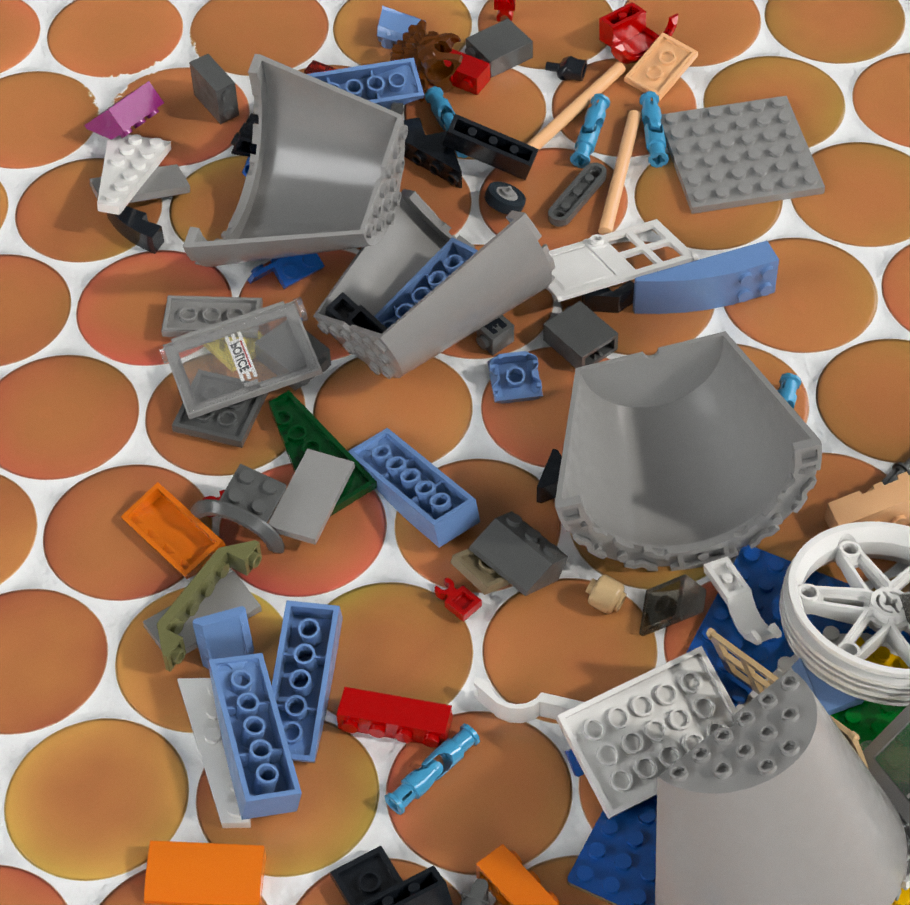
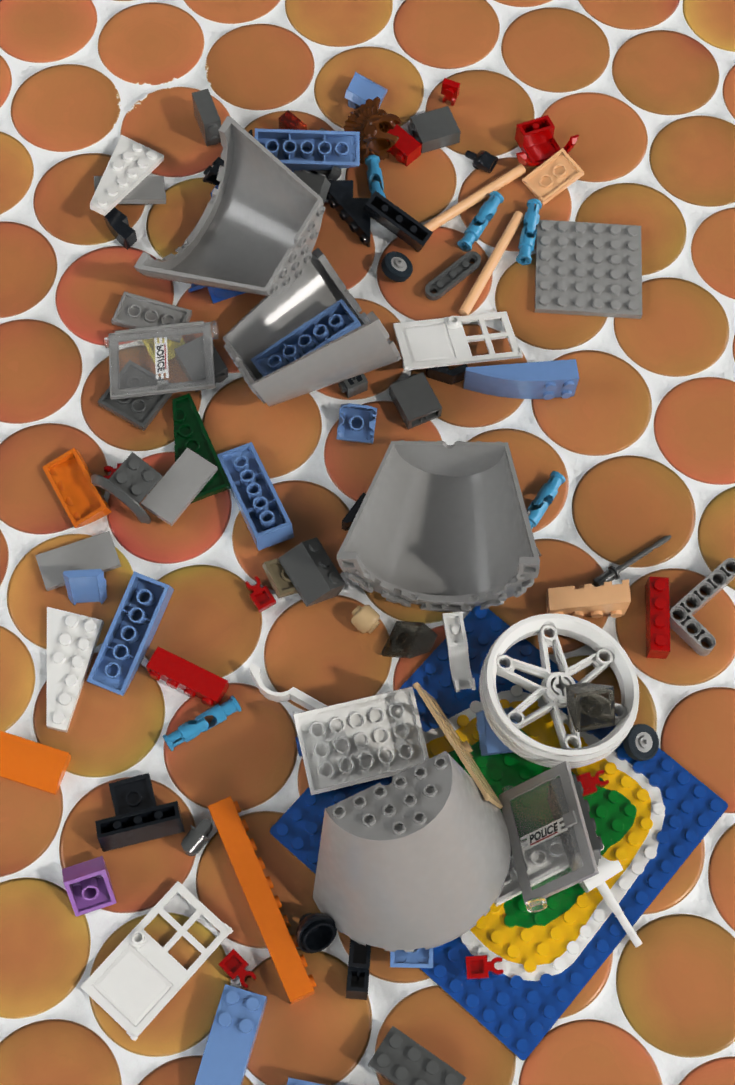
camera: 10 degrees right, 15 degrees up
(127, 113) = (137, 123): magenta slope -> none
(240, 557) = (116, 524): olive slope -> none
(253, 737) = (82, 669): medium blue slope -> none
(348, 311) = (252, 353): black slope -> none

